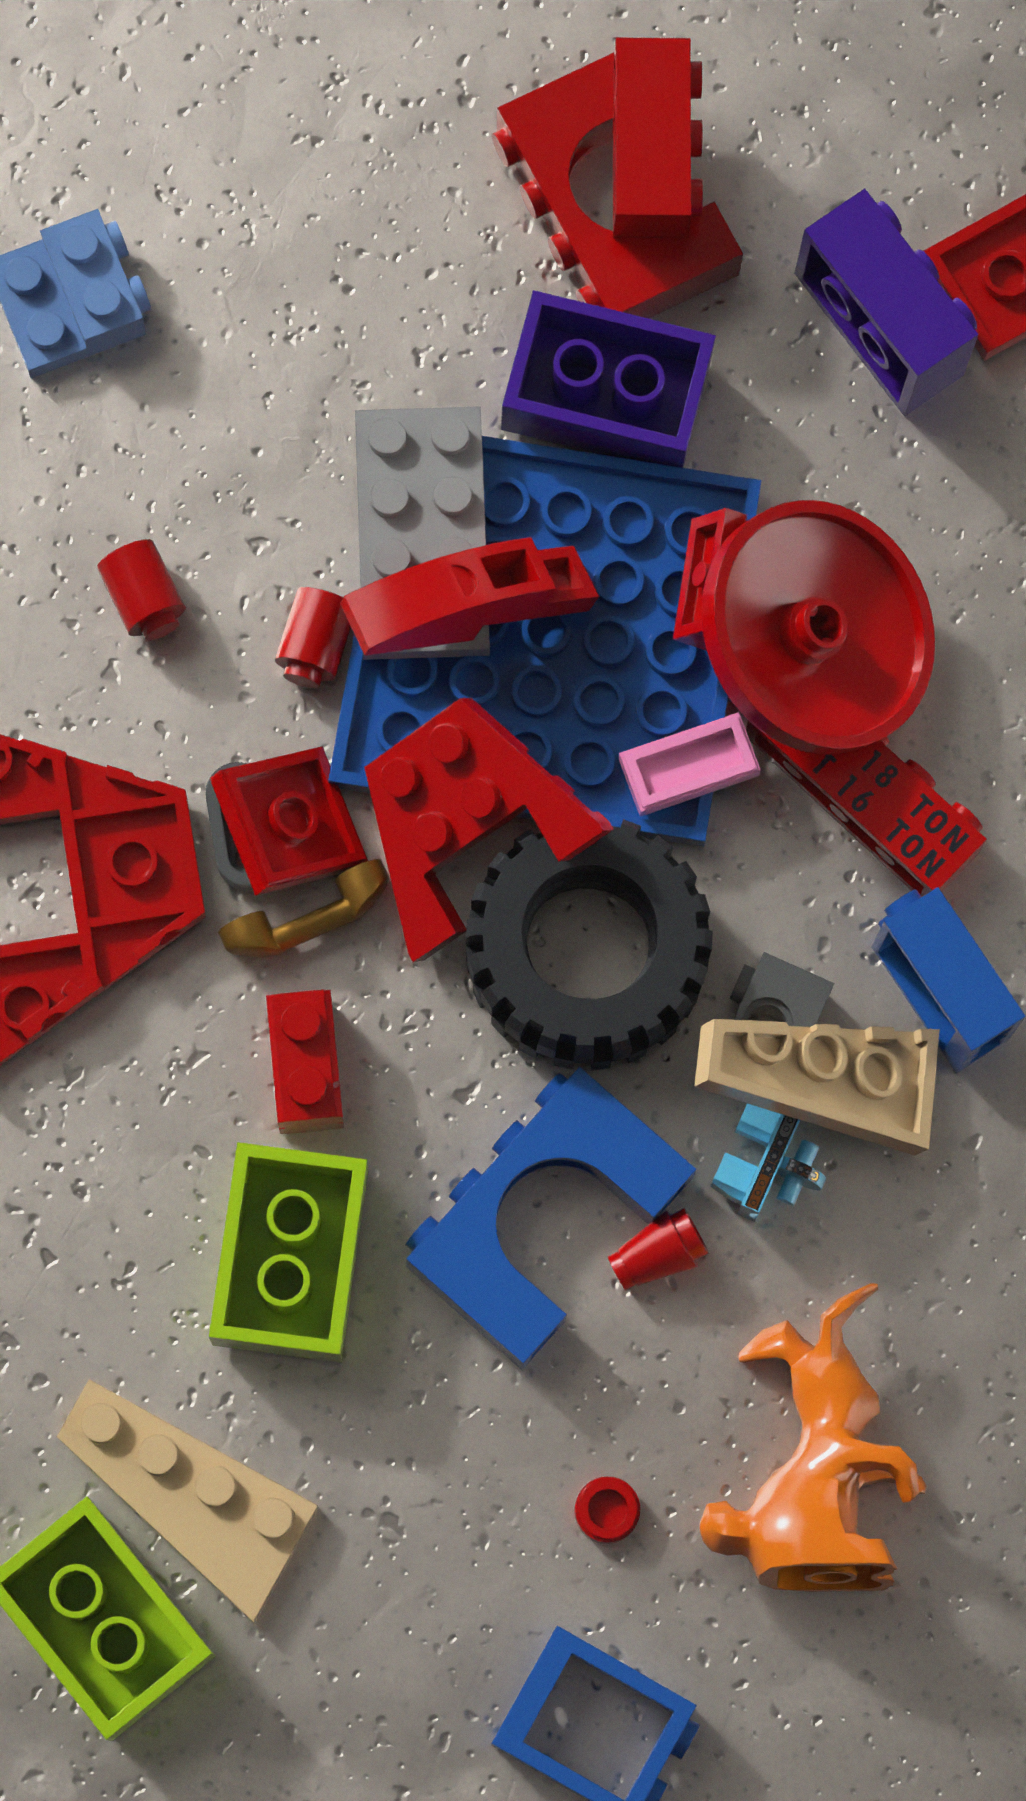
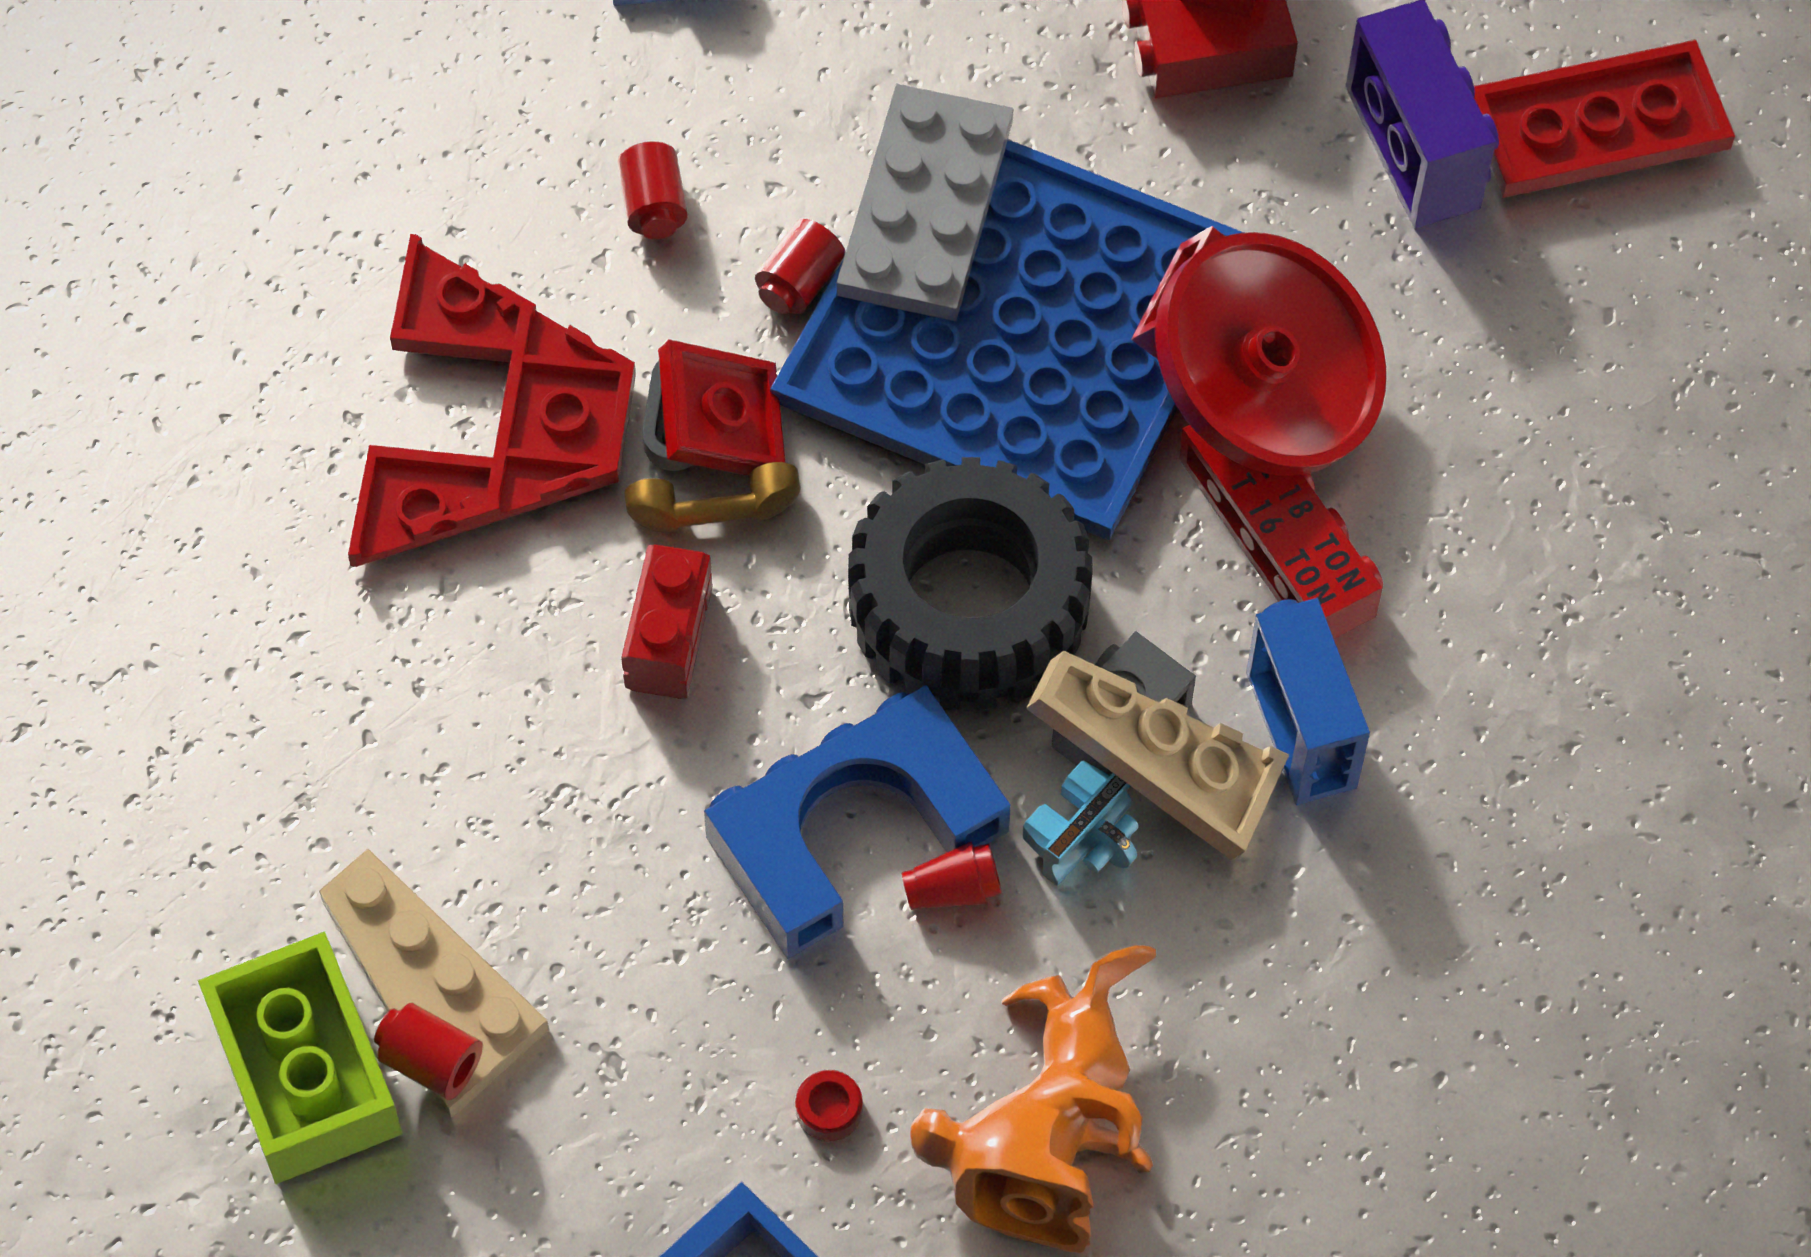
camera: 20 degrees right, 15 degrees down
(218, 1578) = (427, 1050): none -> red brick
(289, 1252) = (594, 779): lime brick -> none
(450, 791) = (875, 414): red wing -> none
(466, 590) = (939, 237): red slope -> none
(606, 381) = (1138, 117): dark purple brick -> none
(689, 764) = (1115, 456): bright pink tile -> none

